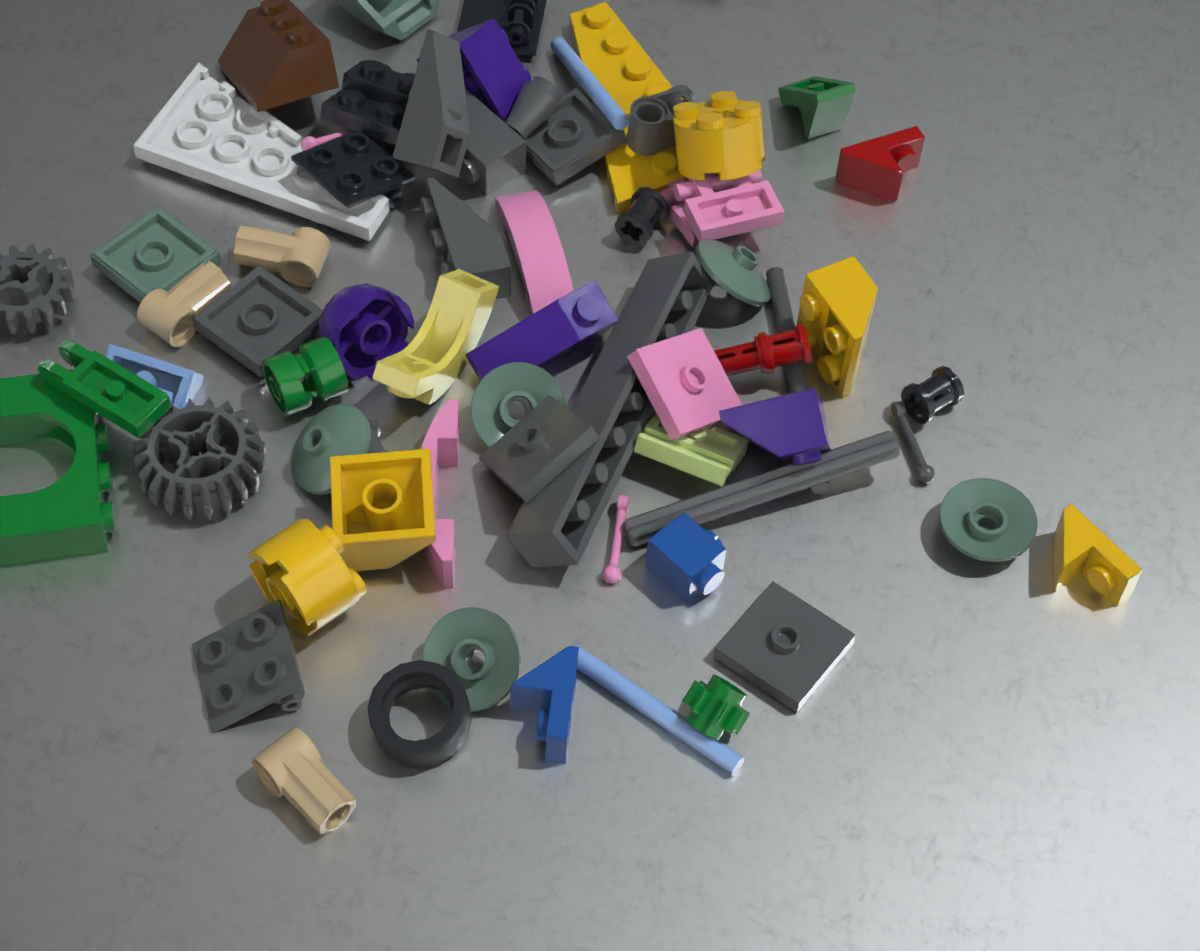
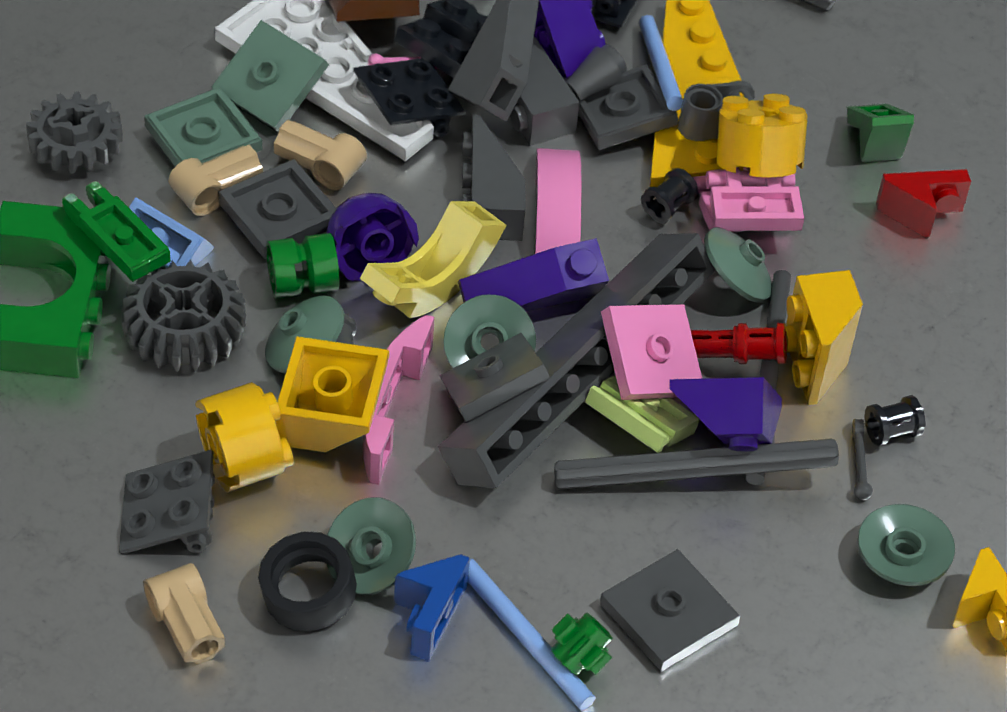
camera: 15 degrees right, 5 degrees down
(207, 183) = (271, 75): none -> sand green plate
(612, 572) = (529, 506): bright pink hinge -> none
(686, 558) = (602, 508): blue brick -> none

